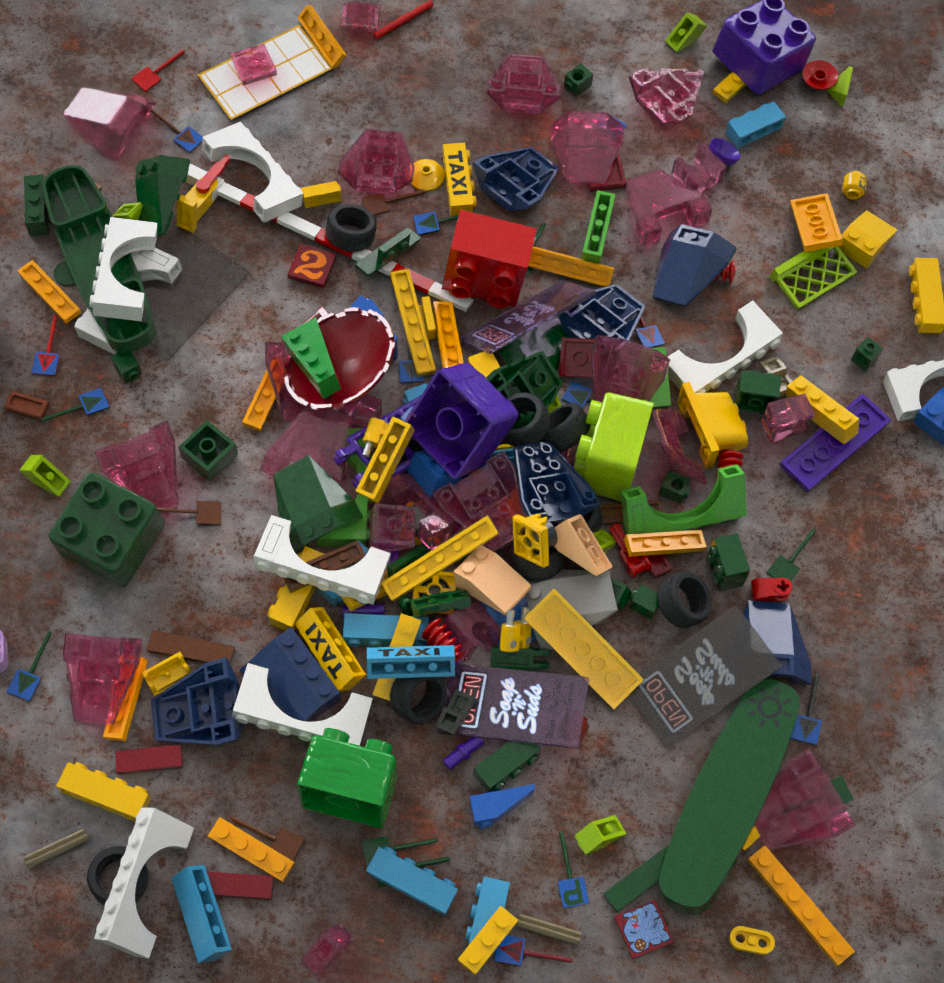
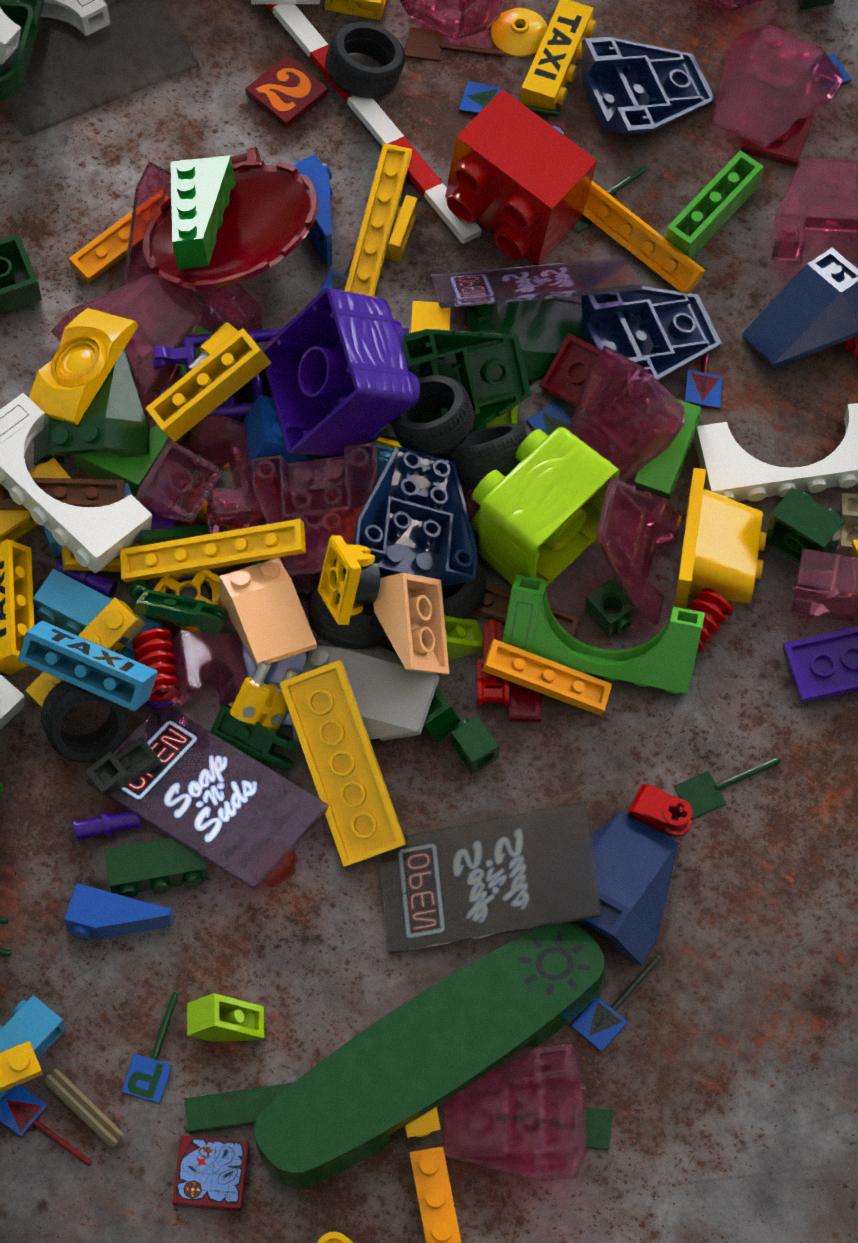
camera: 30 degrees right, 0 degrees up
(295, 482) = (81, 364): none -> yellow slope
(387, 252) = (399, 113): bracket -> none
(447, 334) = (412, 262): light orange plate -> none
(671, 604) = (551, 760): black tyre -> none
(728, 562) = (617, 742): dark green brick -> none

